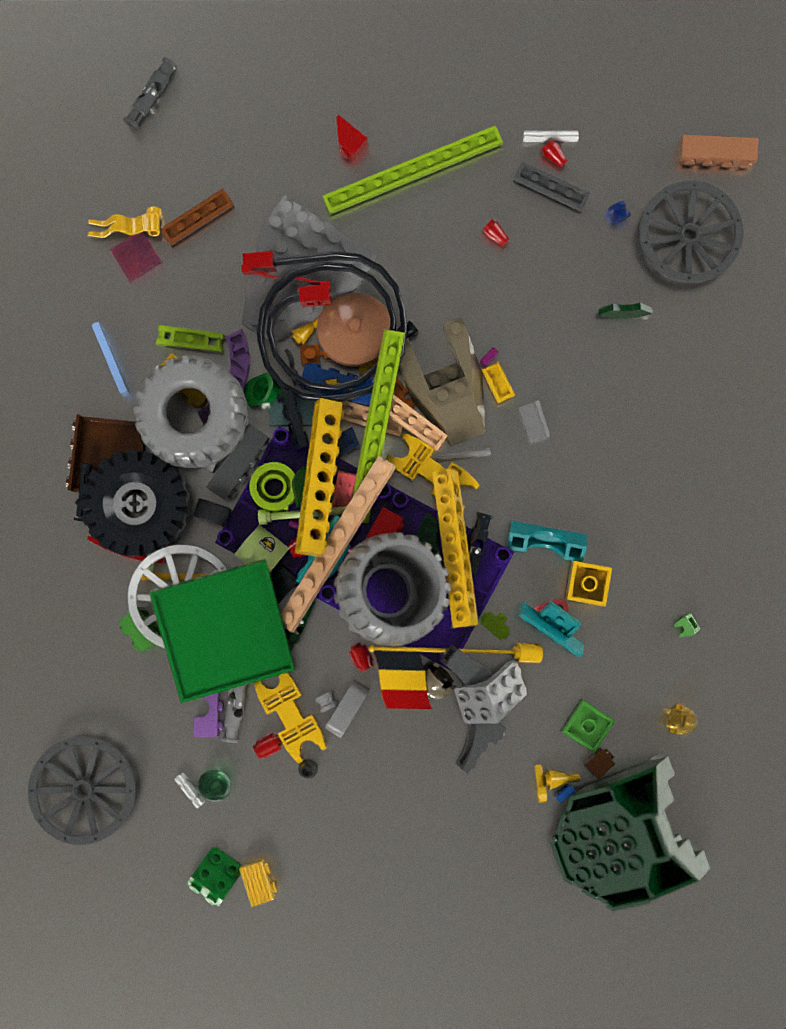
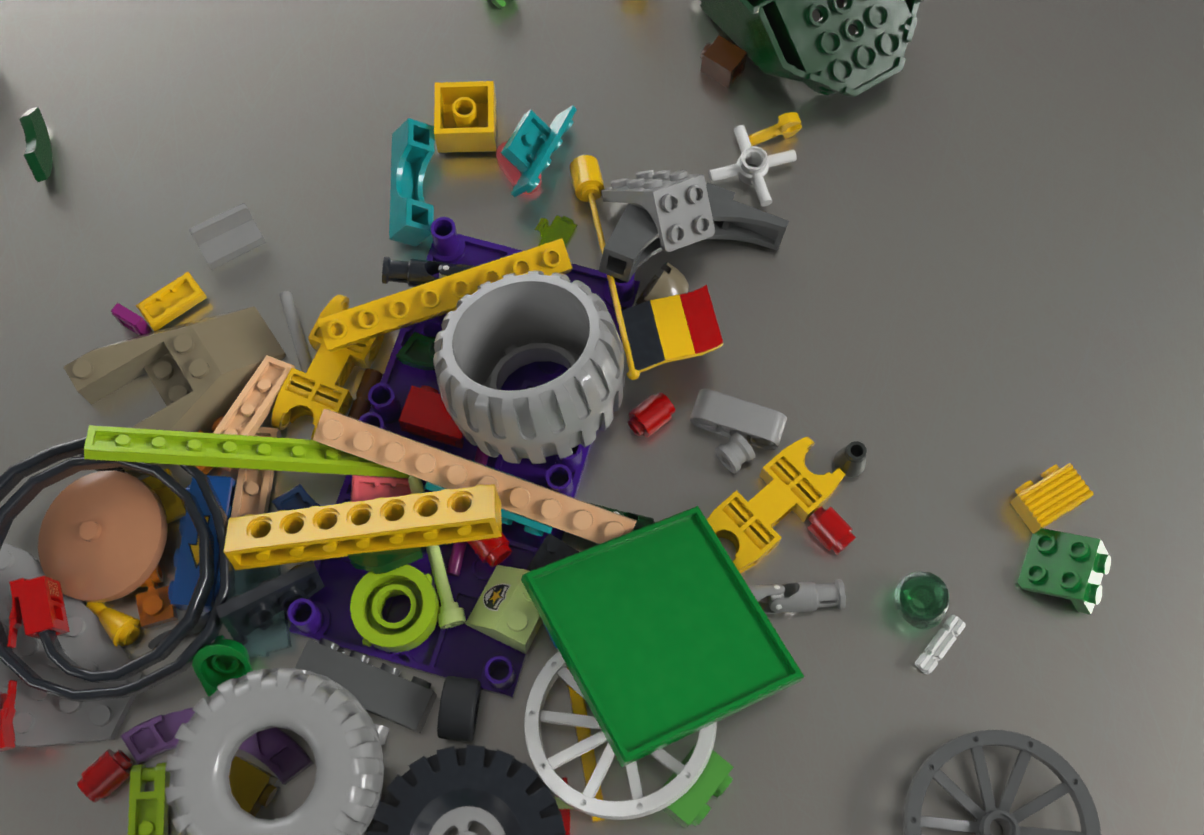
camera: 105 degrees left, 15 degrees down
(210, 724) = (822, 634): medium lavender arch -> none
(222, 319) = (105, 775): none -> red brick
(411, 489) = (362, 404): none -> reddish brown piece
(525, 762) = (748, 174): none -> white bar
(555, 779) = (762, 112): yellow cone -> none
(564, 793) = (778, 96): blue tile -> none
(588, 726) = (674, 86): bright green plate -> none

